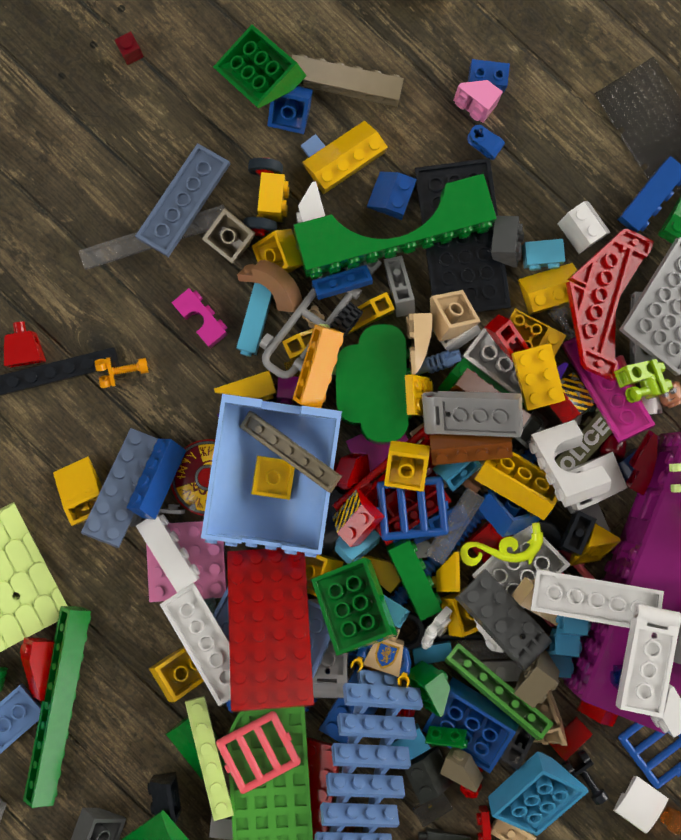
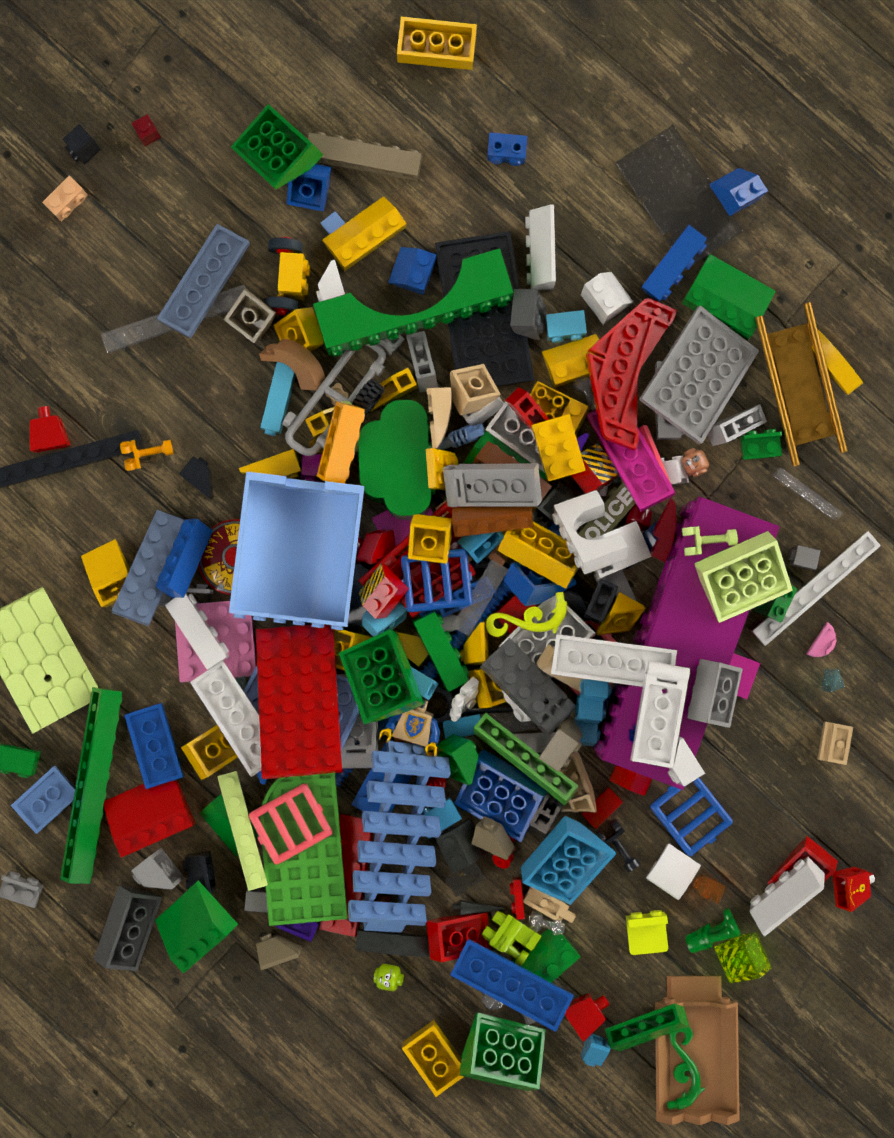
camera: 10 degrees right, 0 degrees up
(36, 660) = (70, 744): red slope -> none
(46, 114) = (65, 198): none -> light nougat brick
(63, 60) = (80, 145): none -> black brick
(114, 735) = (147, 816): none -> red slope
(121, 666) = (154, 746): none -> blue plate
(122, 798) = (157, 872): none -> light grey slope
(173, 394) = (199, 476): none -> black slope
(190, 304) = (212, 385): dark pink arch -> none
(272, 478) = (300, 555): yellow plate -> none
(290, 451) = (315, 527): dark tan tile -> none
(342, 282) = (364, 359): blue plate -> none
(447, 737) = (474, 806): green hinge -> none
(477, 98) = (496, 171): bright pink slope -> none
(486, 143) = (507, 216): blue piece -> none
(522, 175) = (542, 248): none -> white slope
(648, 375) = (669, 444): lime hips -> none

